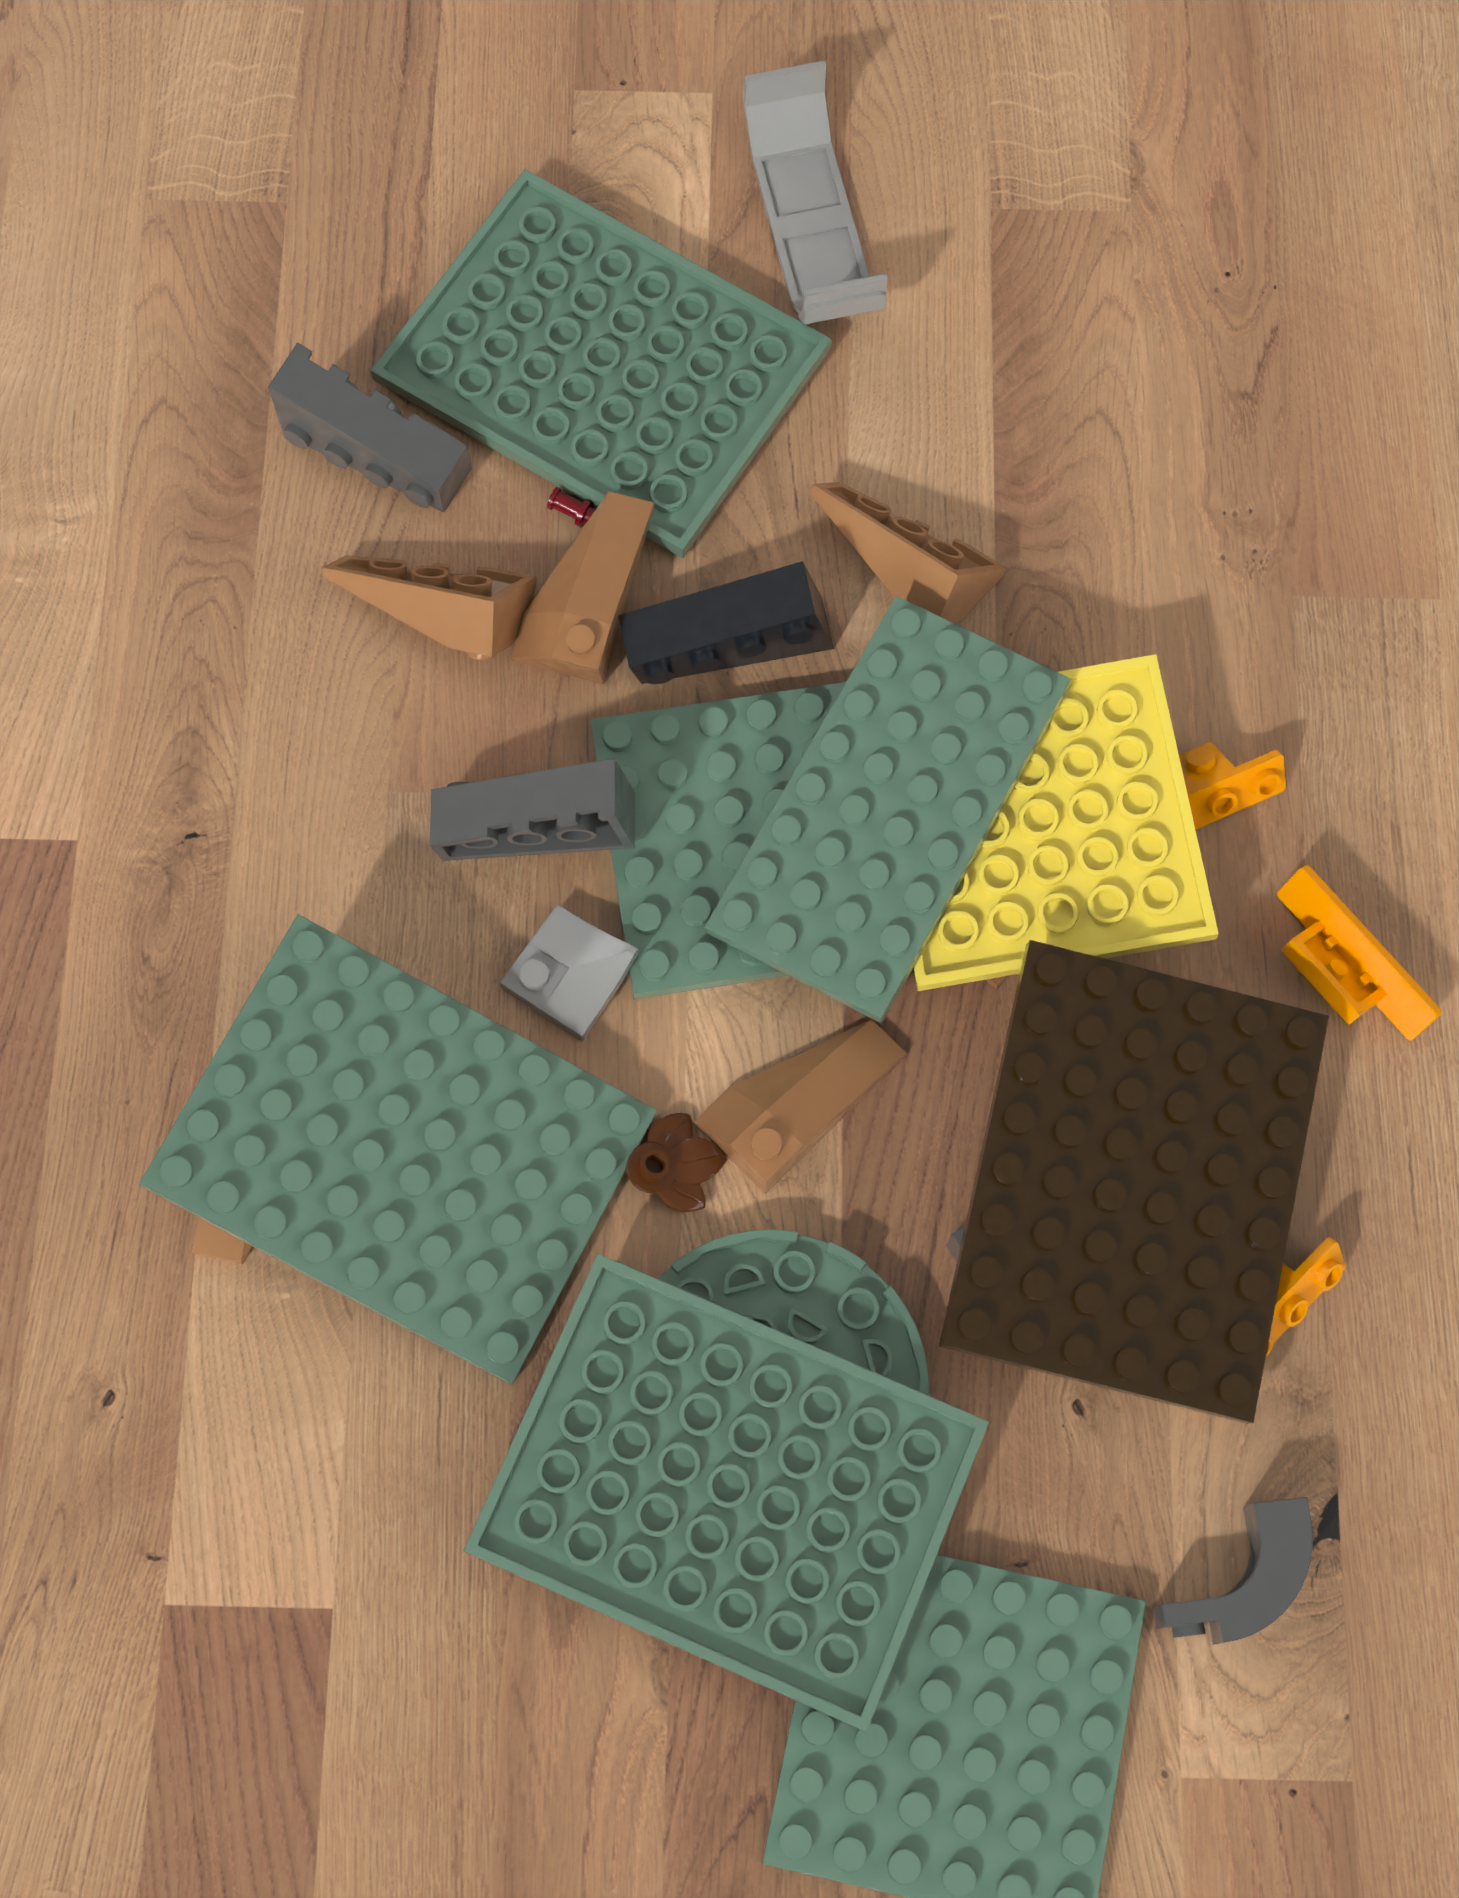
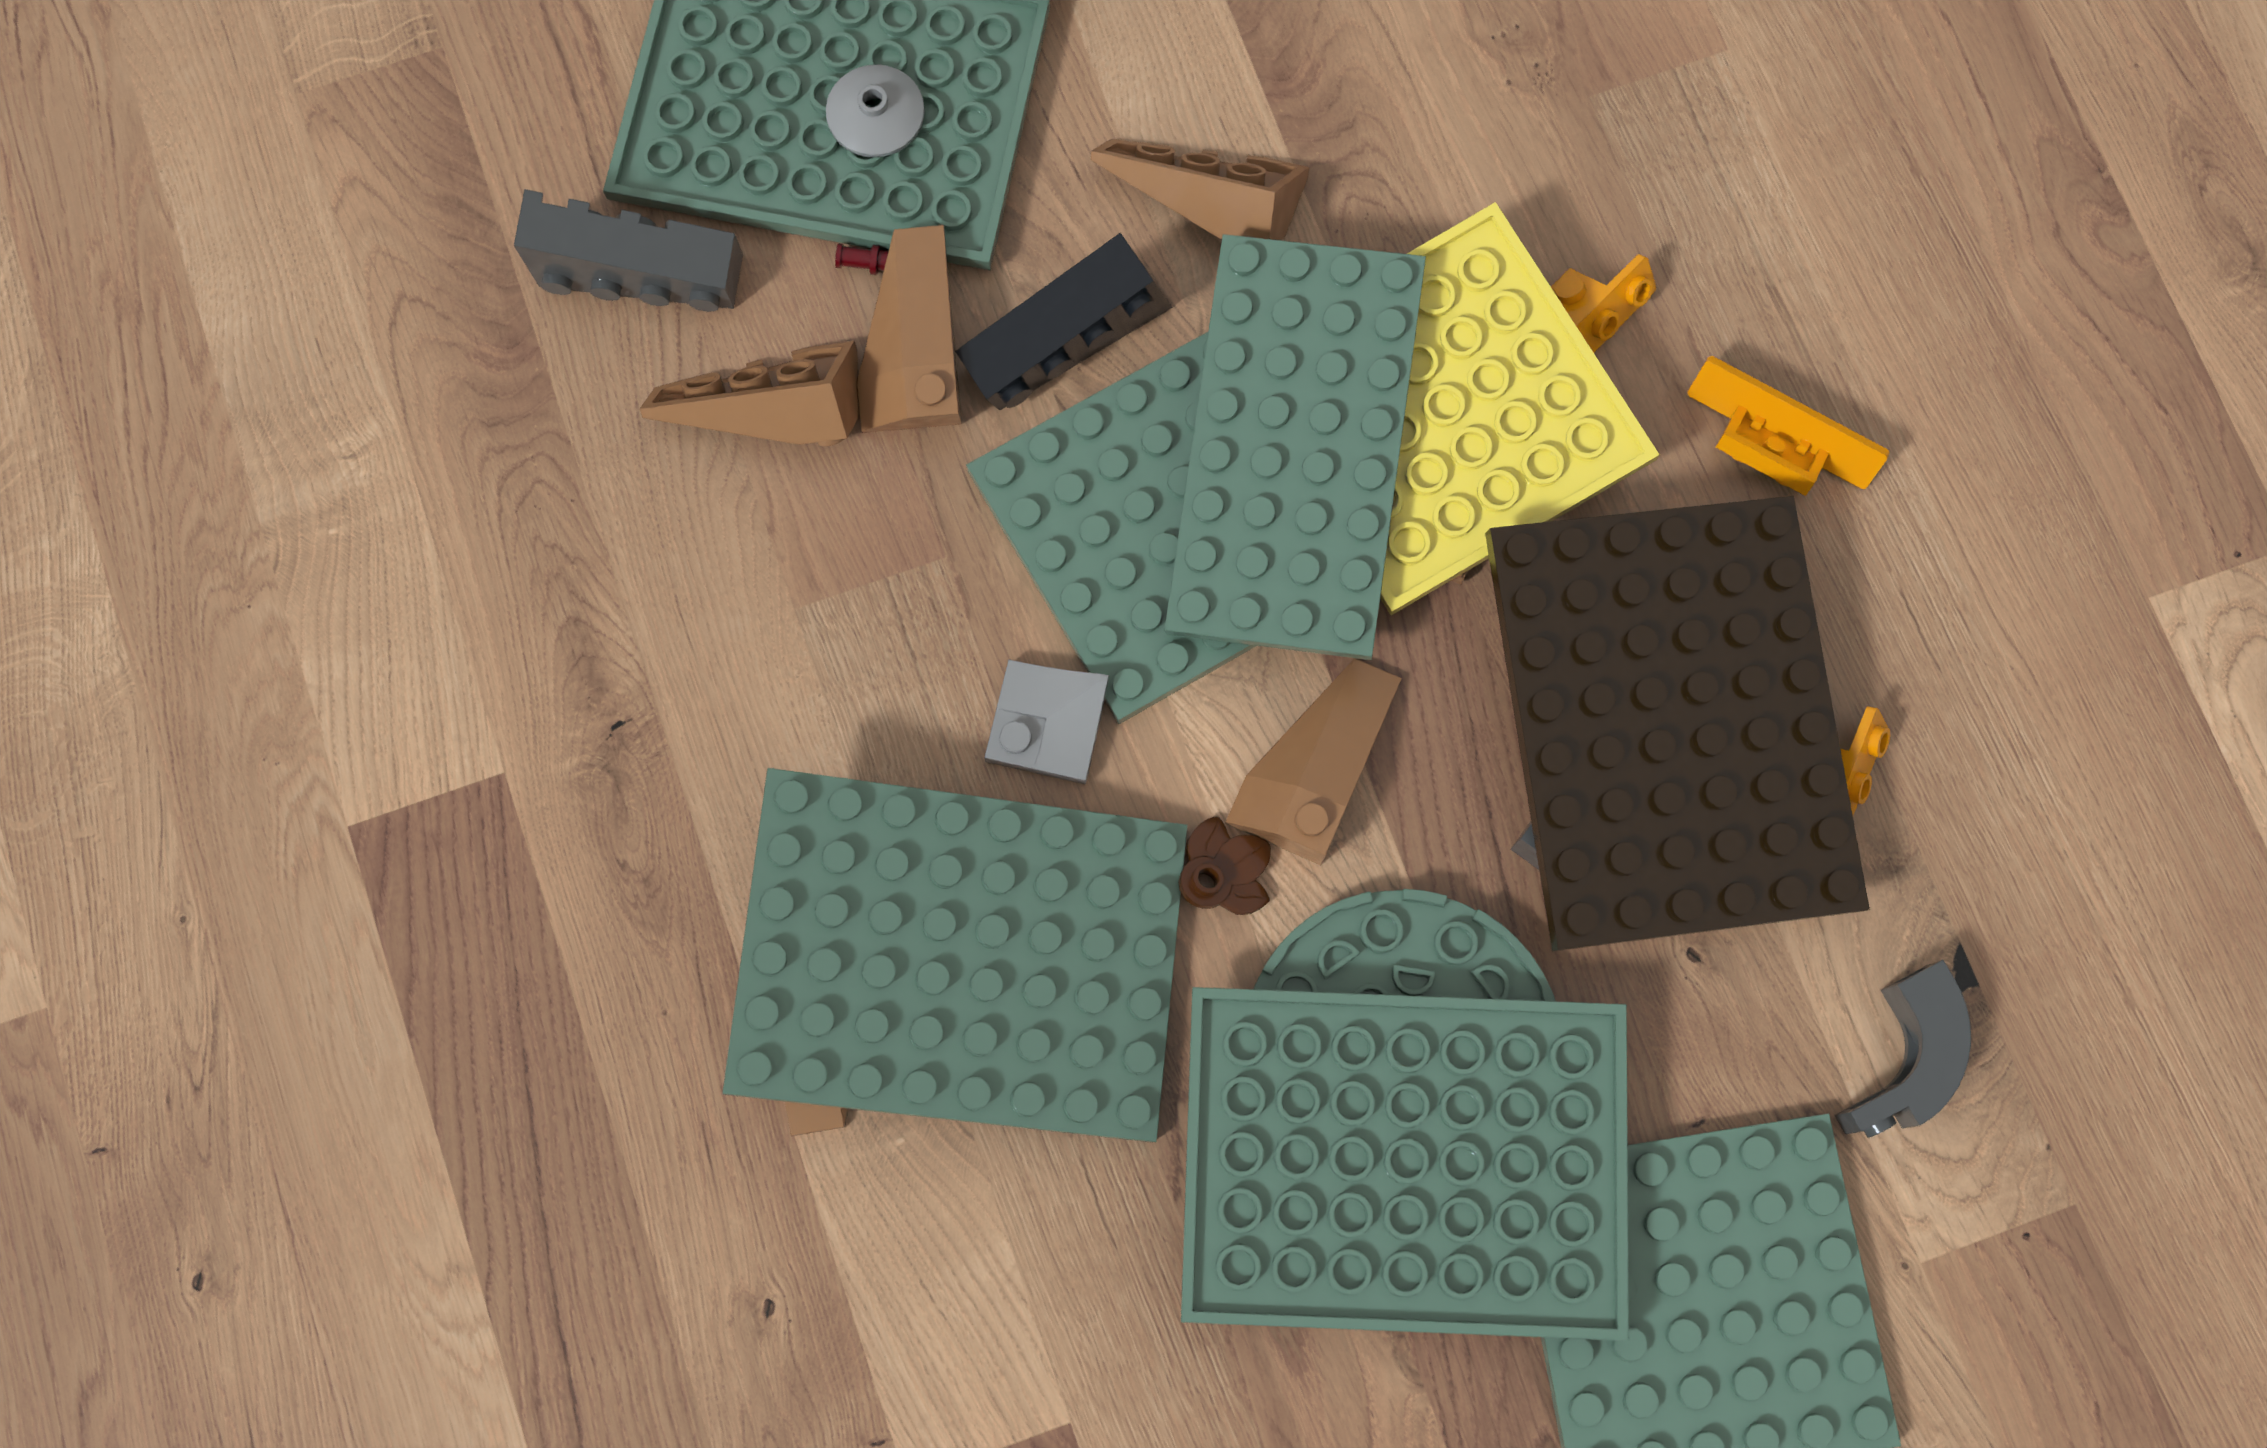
camera: 20 degrees left, 5 degrees up
(535, 813) = (953, 579): dark grey wedge -> none
(635, 400) = (877, 129): none -> light grey dish

